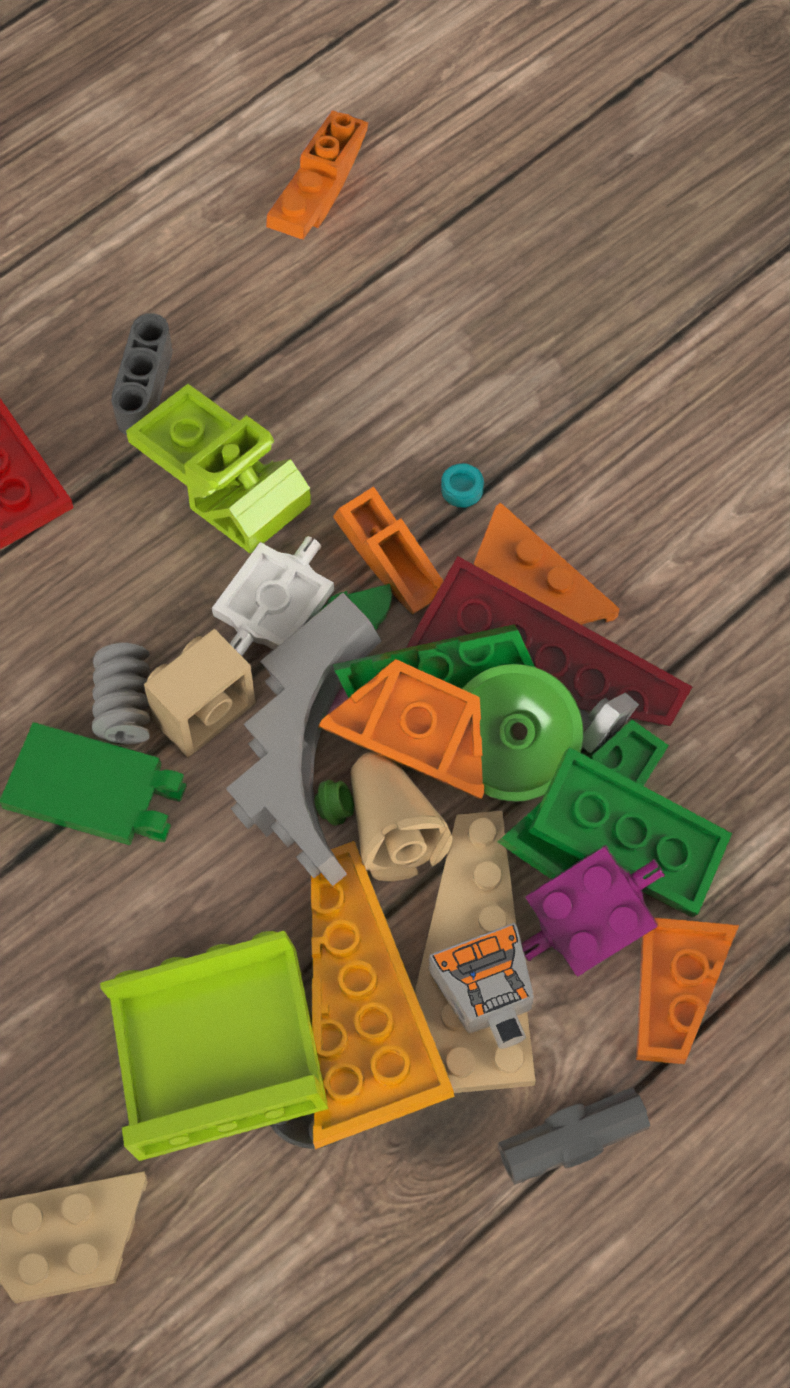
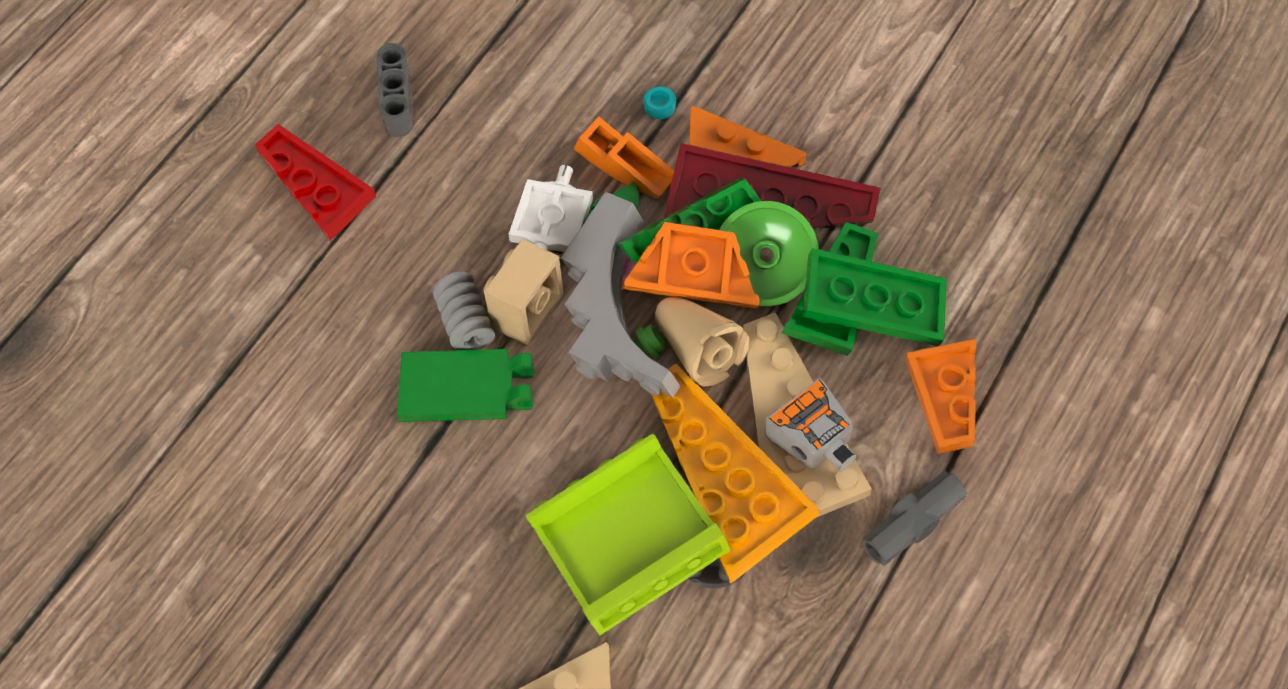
camera: 15 degrees left, 5 degrees down
(221, 466) = (478, 133): lime piece -> none
(591, 910) = (869, 357): magenta plate -> none
(605, 721) = (828, 226): light grey bracket -> none

